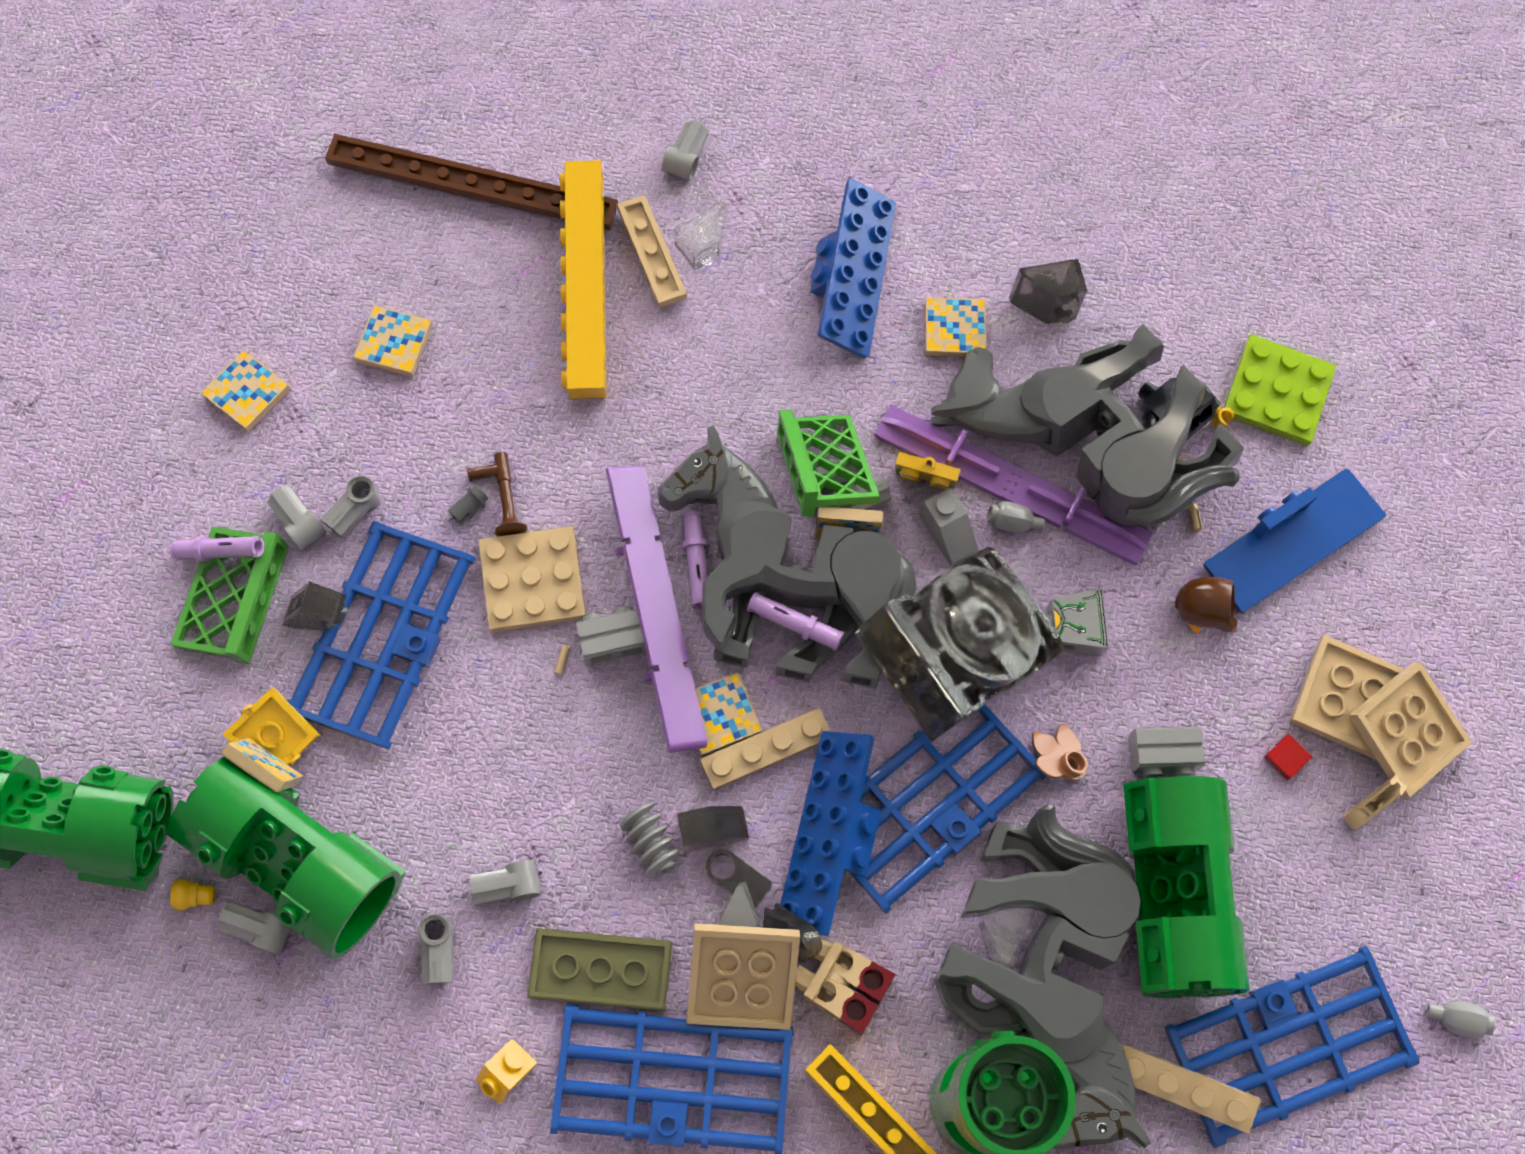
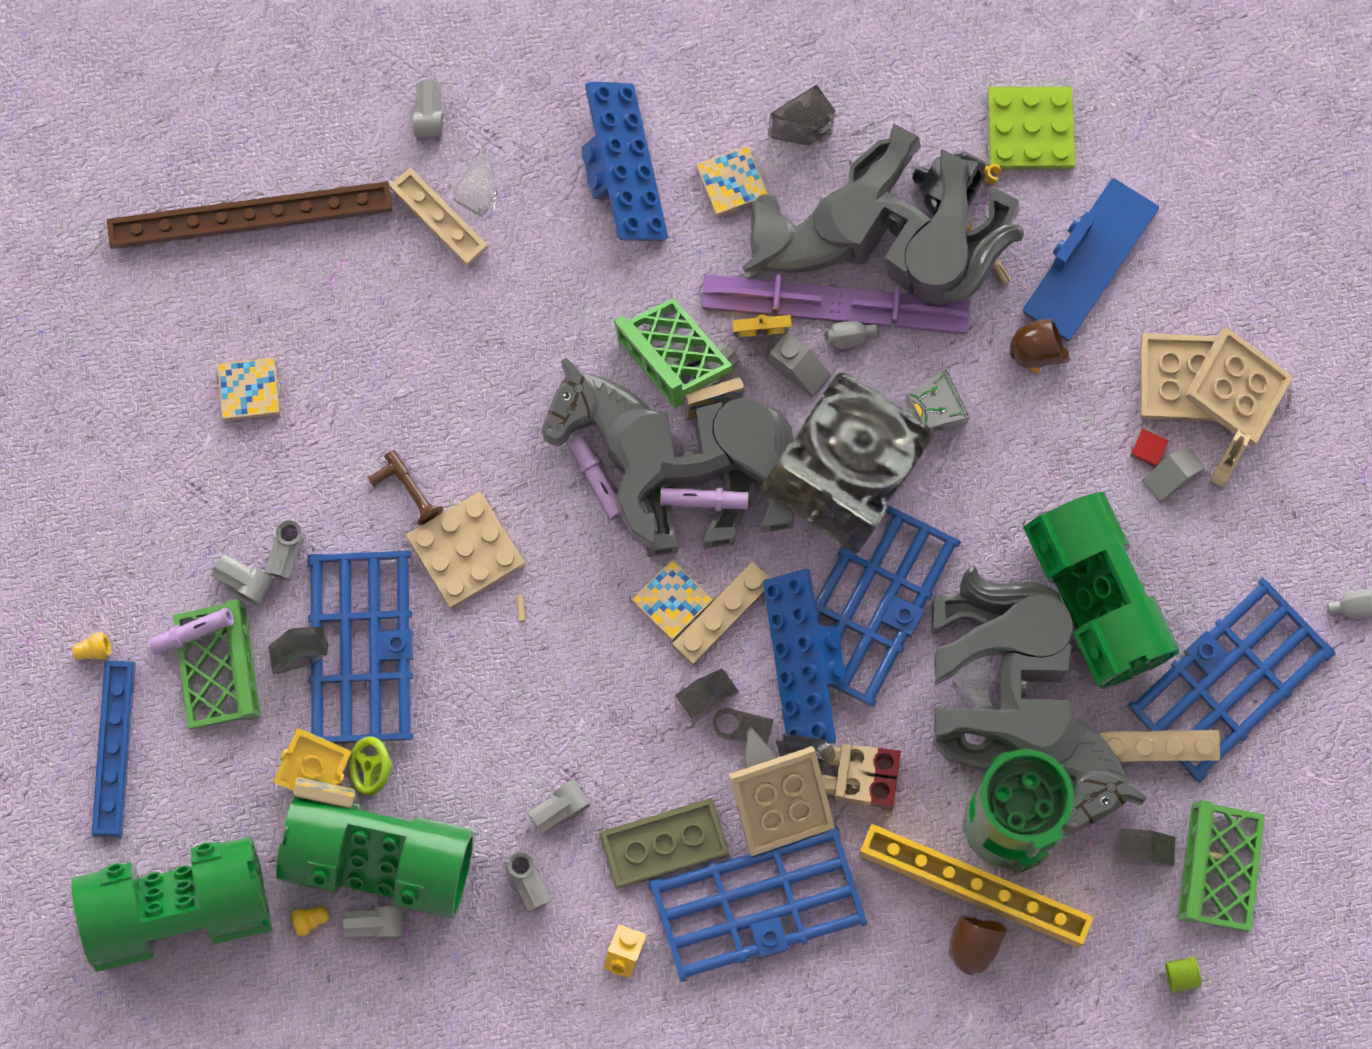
camera: 20 degrees left, 5 degrees up
(86, 637) = (113, 749): none -> blue tile
(120, 527) = (95, 647): none -> yellow piece
(245, 390) = (142, 485): tile -> none
(334, 761) = (373, 766): none -> lime piece
(468, 504) = (383, 508): dark grey pin -> none
(584, 280) = (394, 267): yellow brick -> none
(610, 635) = (555, 571): light grey brick -> none
(650, 841) = (661, 726): light grey piece -> none
(656, 609) = (582, 532): piece -> none
(1060, 754) = (963, 521): plate -> none
(1166, 751) = (1048, 483): light grey brick -> none
(1304, 794) = (1173, 473): none -> light grey slope

